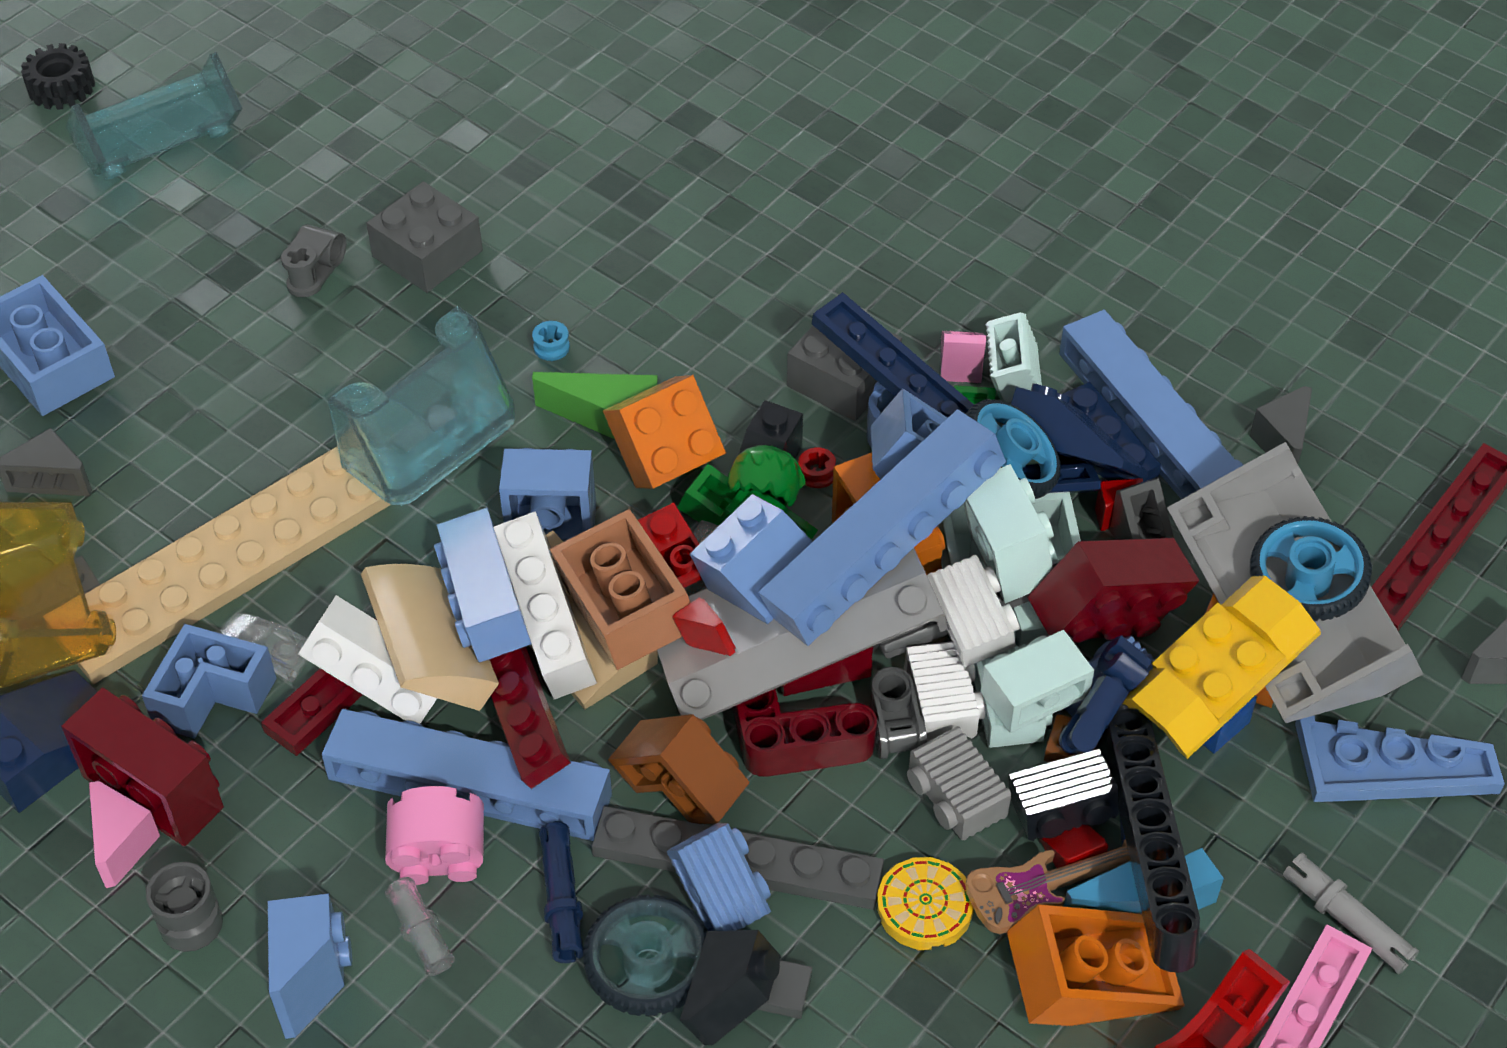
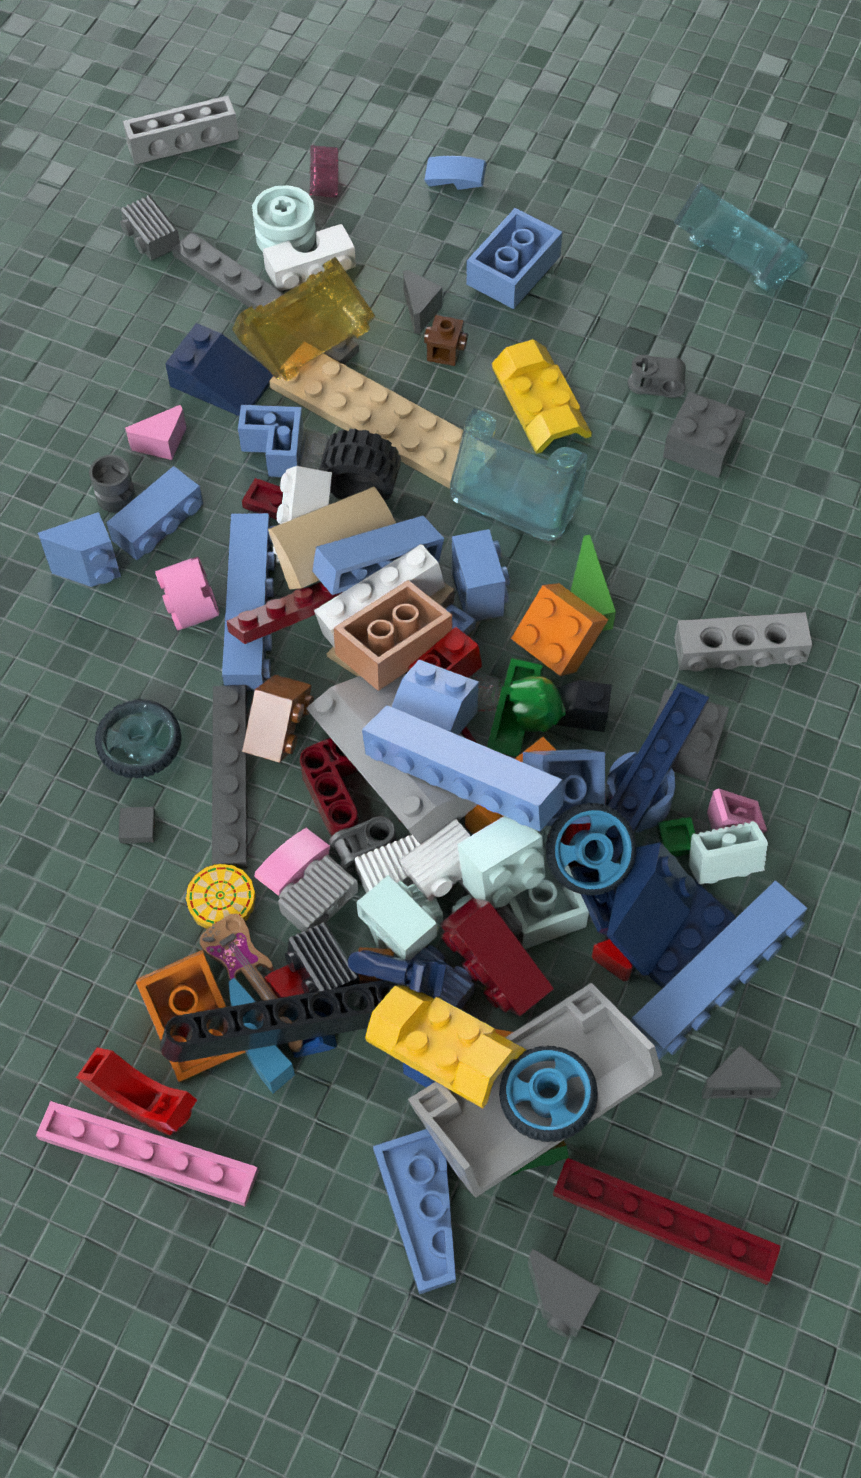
camera: 75 degrees right, 10 degrees up
(58, 76) = (774, 166): black tyre -> none
(138, 451) = (445, 340): none -> reddish brown brick
(145, 763) = (198, 425): dark red brick -> none
(257, 852) = (155, 513): none -> medium blue brick
(269, 383) = (539, 394): none -> yellow piece
(311, 571) = (360, 462): none -> black tyre
(419, 926) = (132, 609): clear pin -> none
(556, 349) = (649, 541): dark azure bush -> none
(562, 908) = (164, 682): dark blue pin -> none
(703, 628) = (368, 690): red slope -> none
(720, 879) = (193, 761): medium blue brick -> none
(729, 982) = (123, 787): black slope -> none
(733, 283) = (757, 632): none -> light grey brick
(819, 456) = (582, 735): red bush -> none
(899, 802) = (290, 860): none -> bright pink slope
(1140, 512) = (597, 969): dark grey slope -> none
(1350, 913) = (268, 1199): light grey pin -> none

